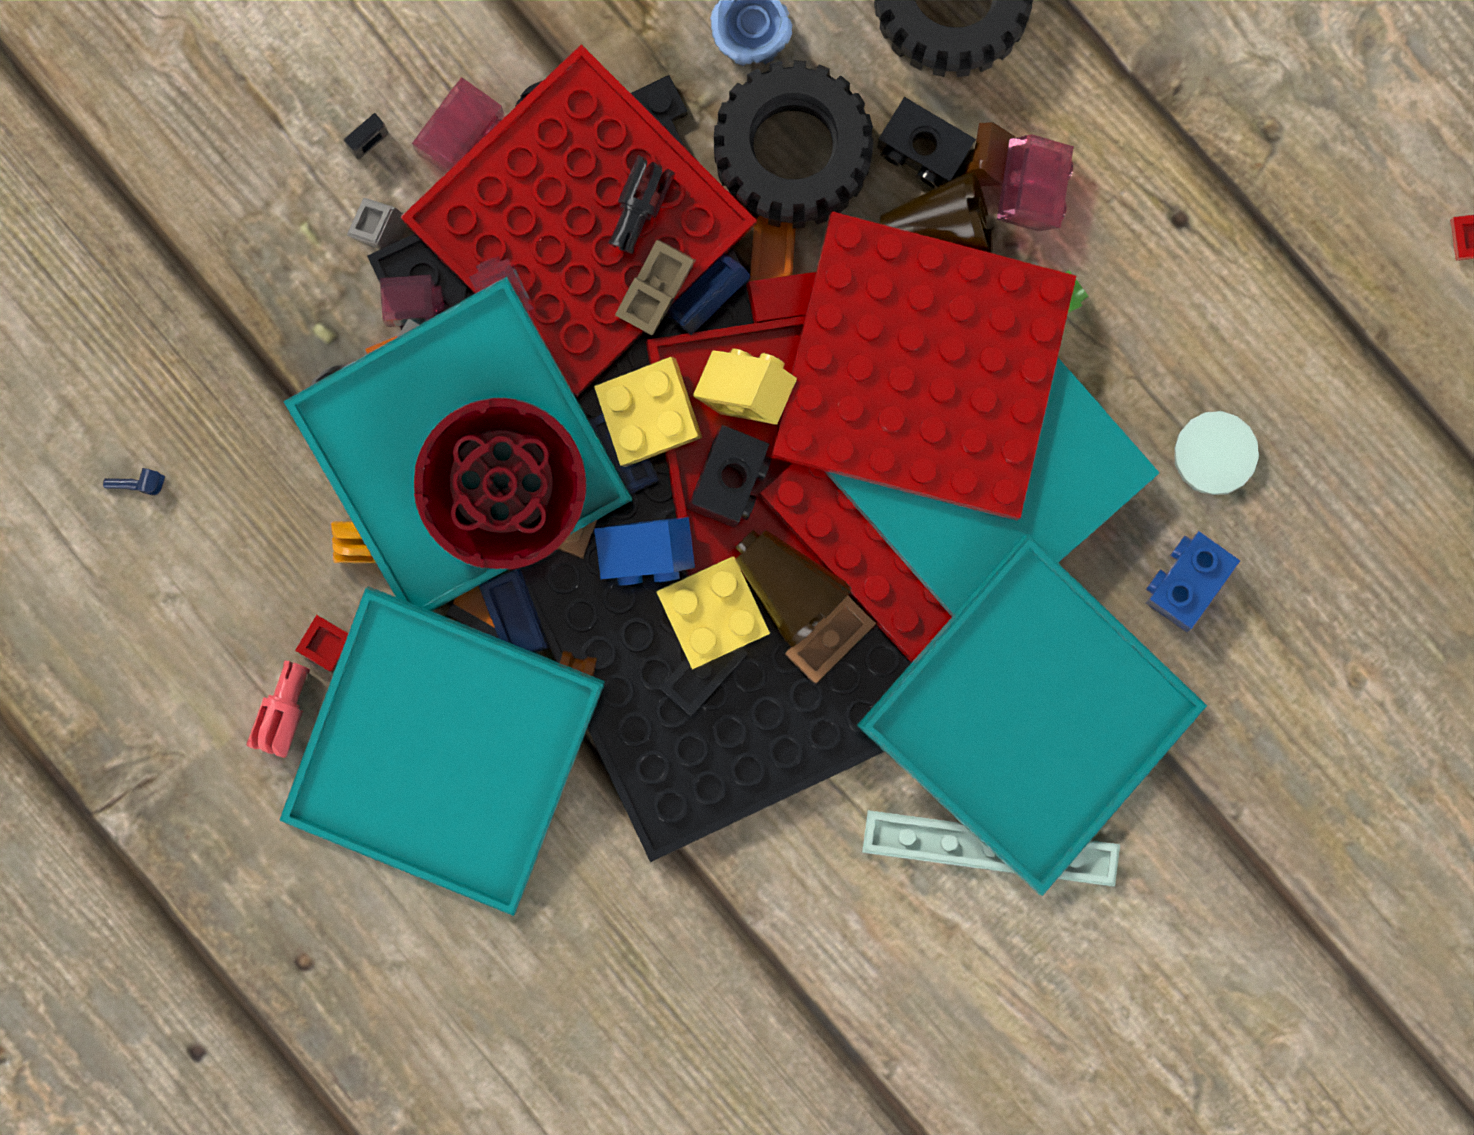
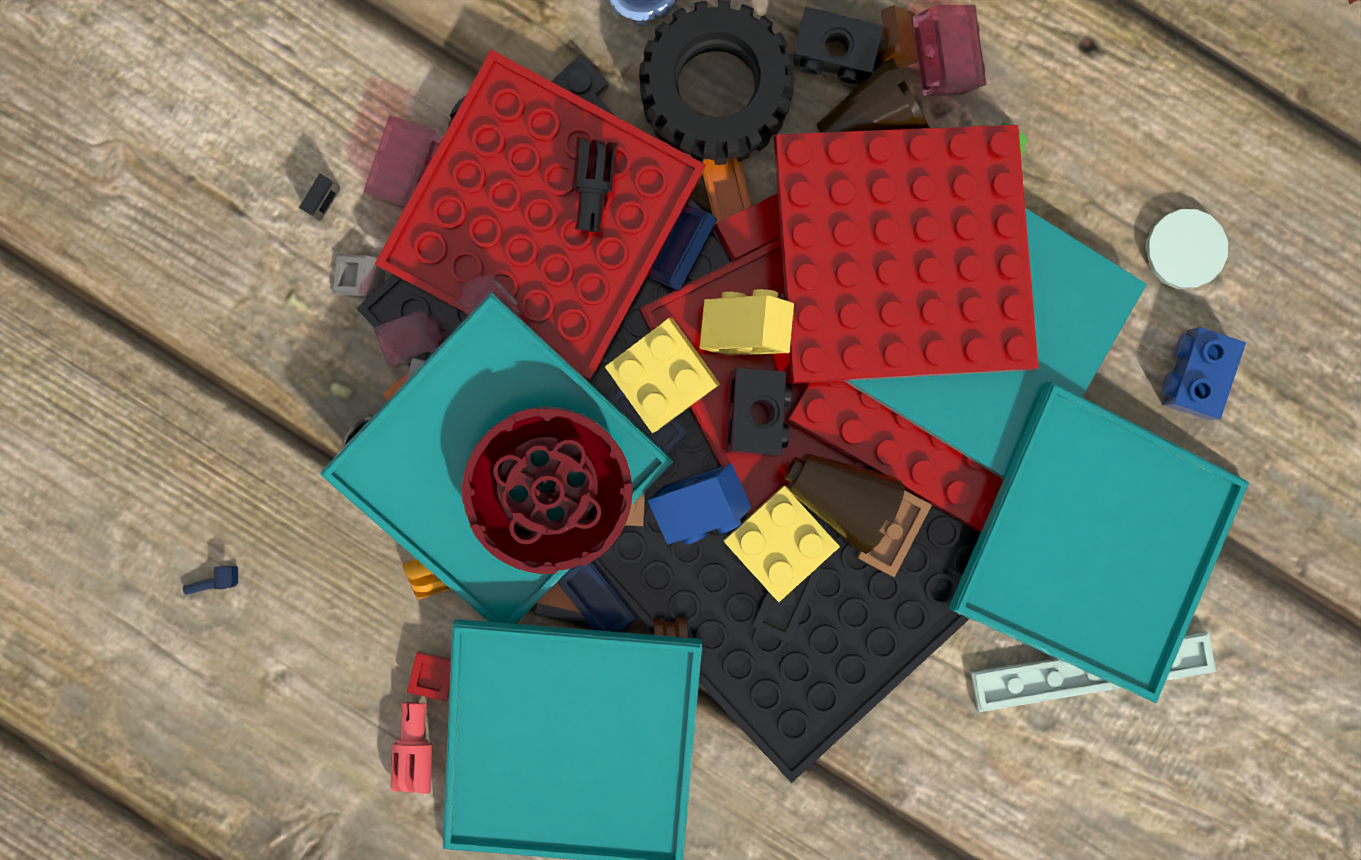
camera: 20 degrees left, 5 degrees up
(655, 287) = (632, 257): dark tan slope -> none

